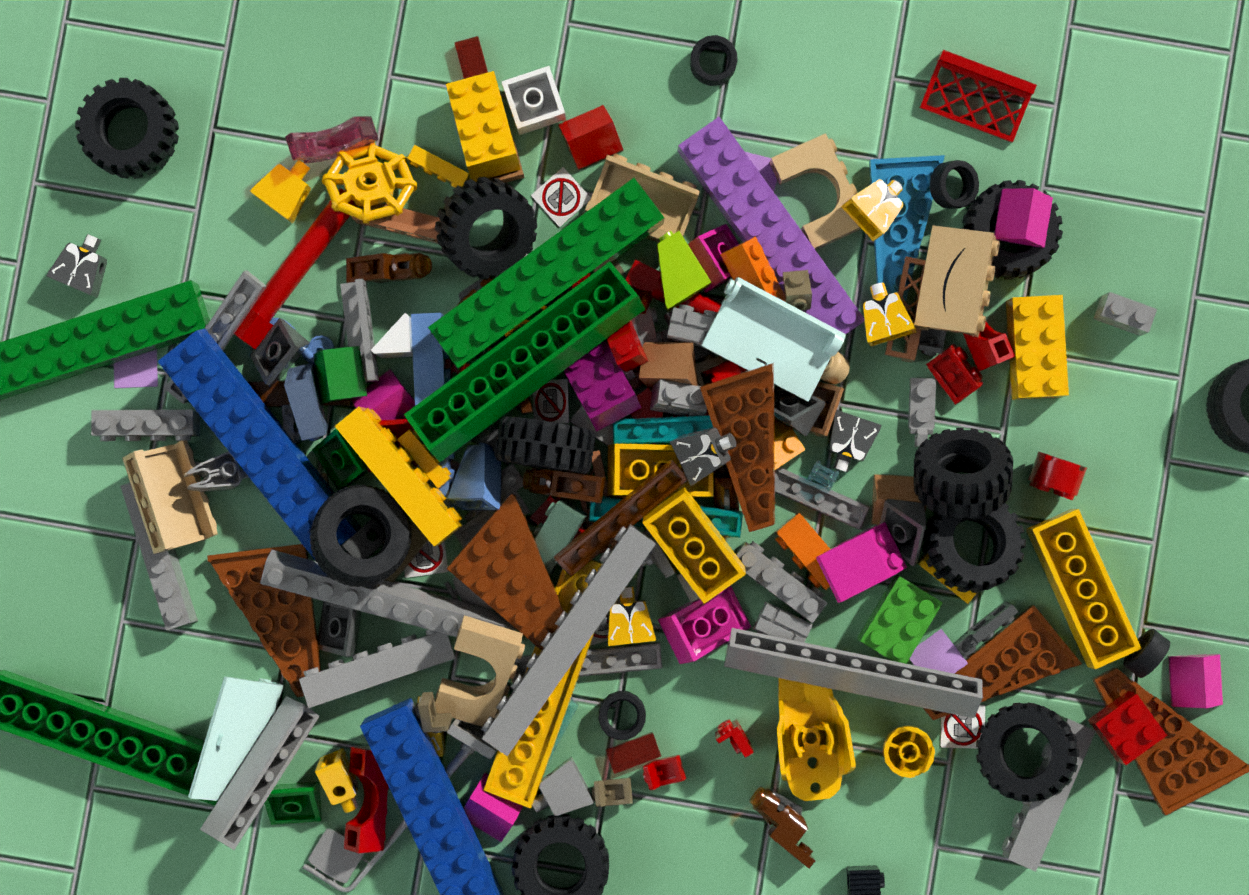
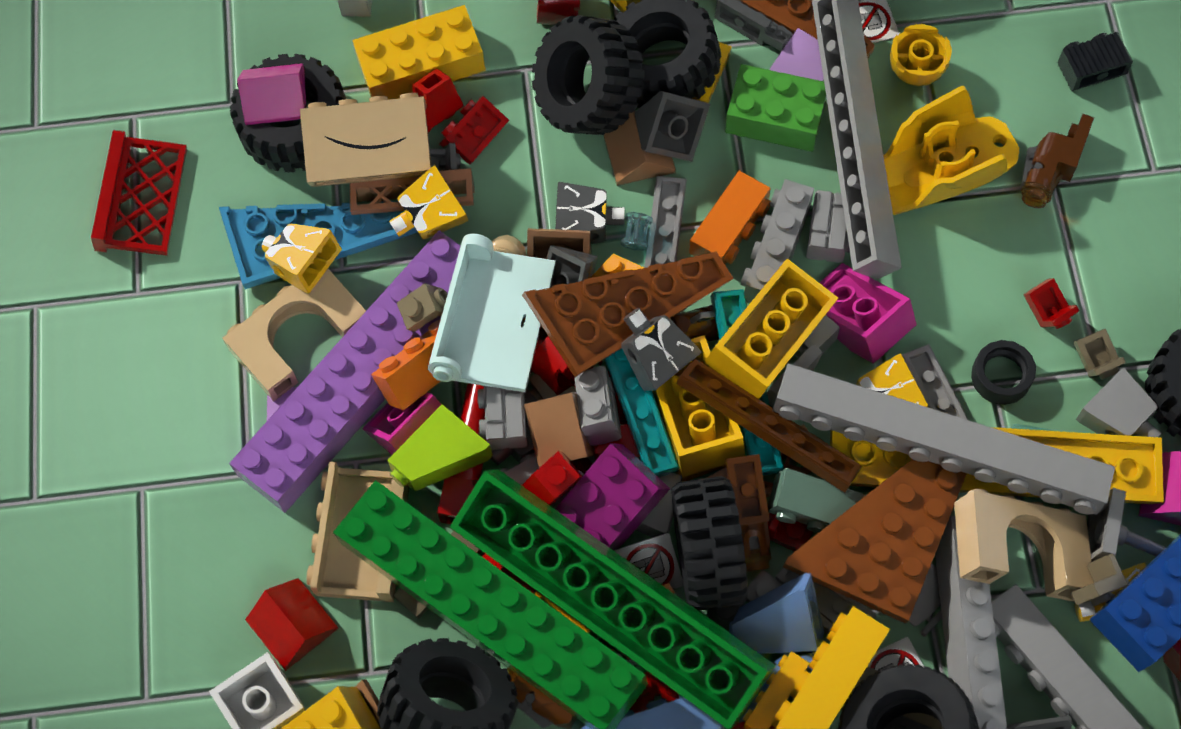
camera: 100 degrees left, 20 degrees down
(561, 197) = (378, 638): sticker -> none
(633, 752) = (1046, 350): clear red tile -> none
(710, 41) = (141, 482): black tyre -> none
(737, 736) = (977, 237): red bracket -> none
(861, 562) = (723, 156): dark pink slope -> none
(921, 408) = (526, 154): light grey hinge -> none
(938, 184) = (252, 198): black tyre -> none

